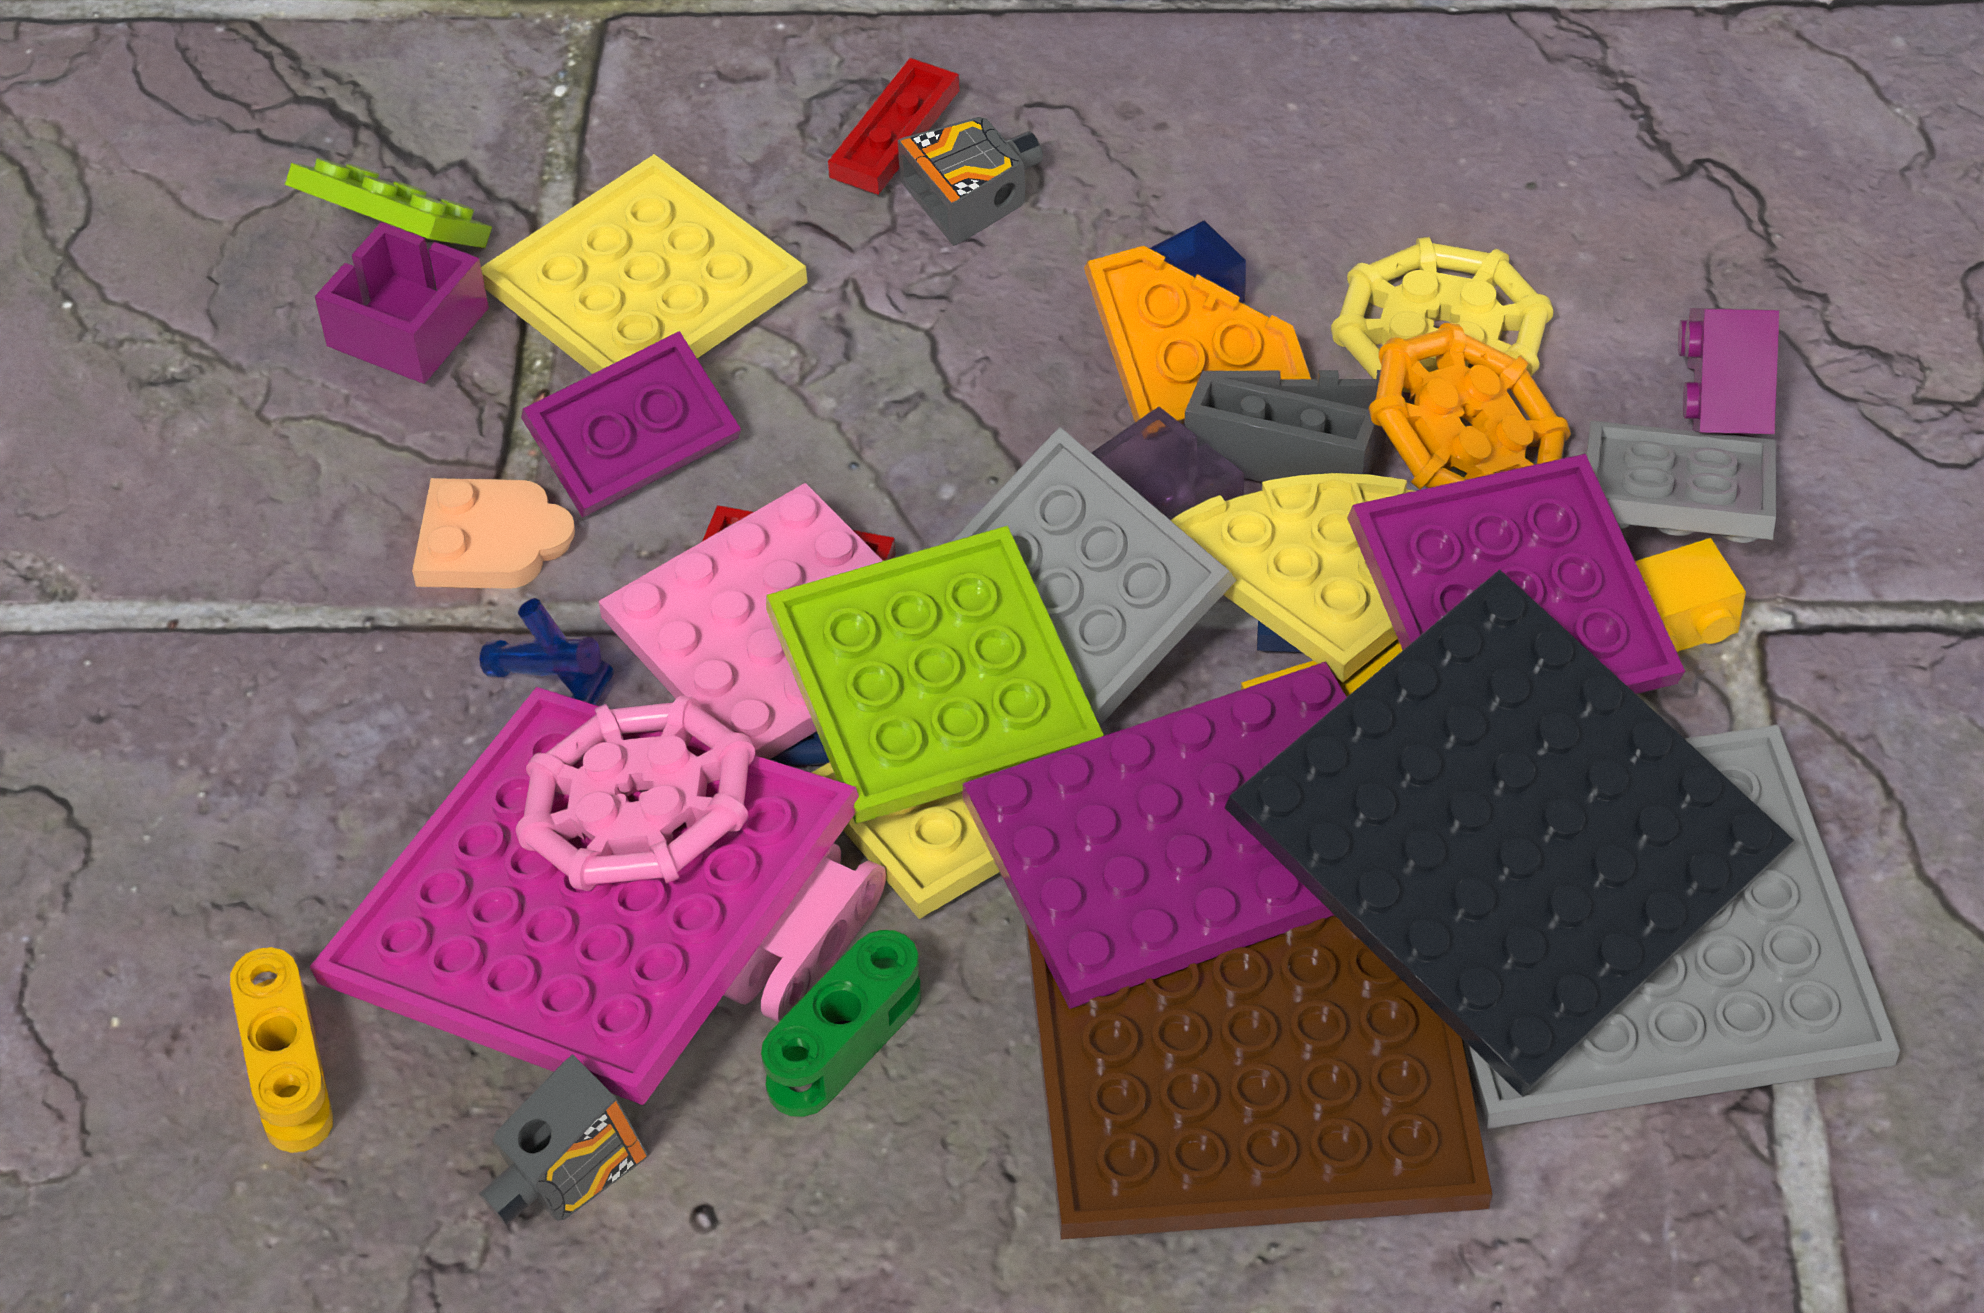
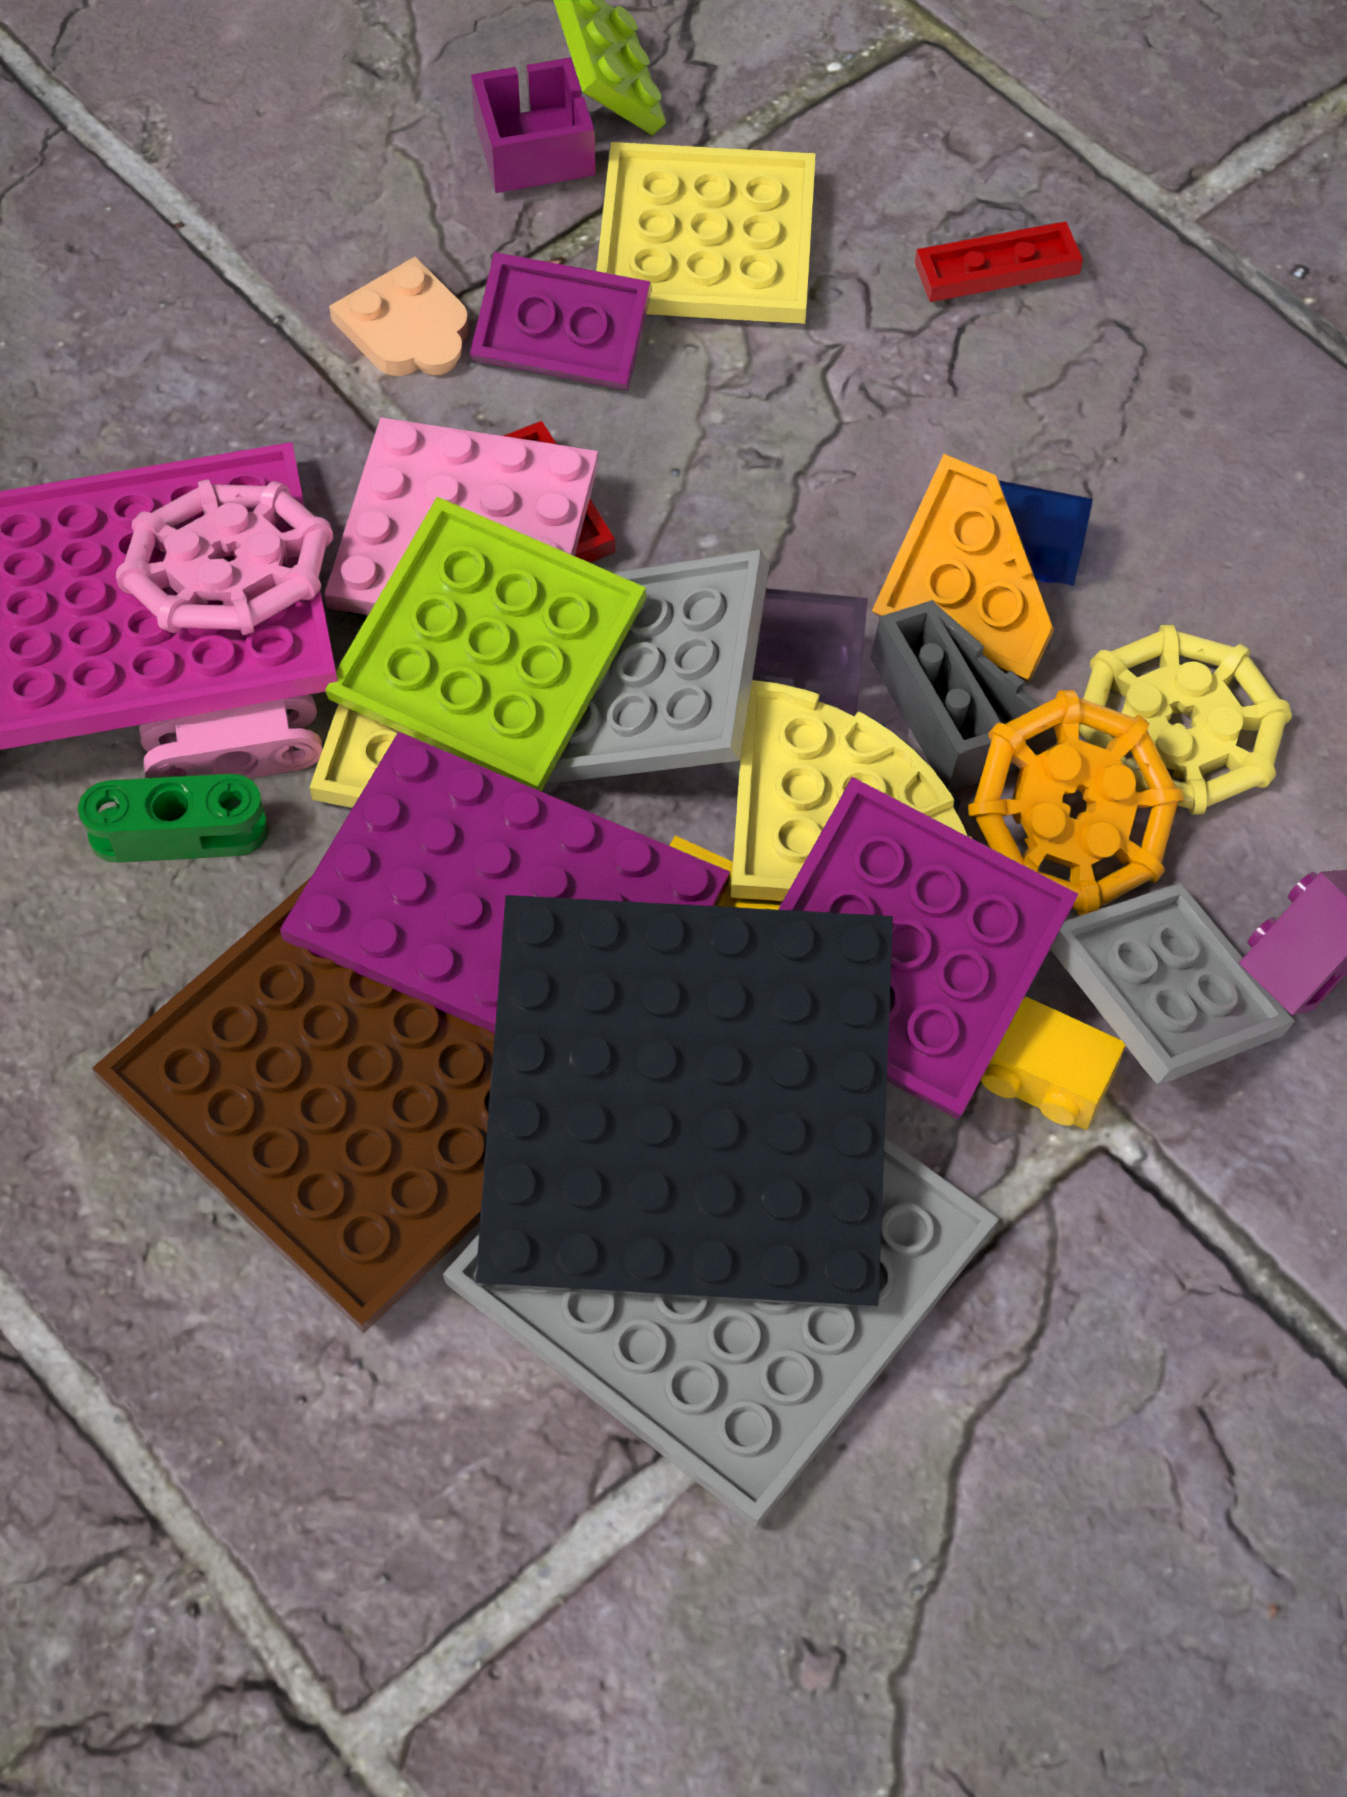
camera: 45 degrees right, 10 degrees up
(550, 654) = (319, 436): clear blue piece -> none
(967, 174) = (997, 335): dark grey torso -> none

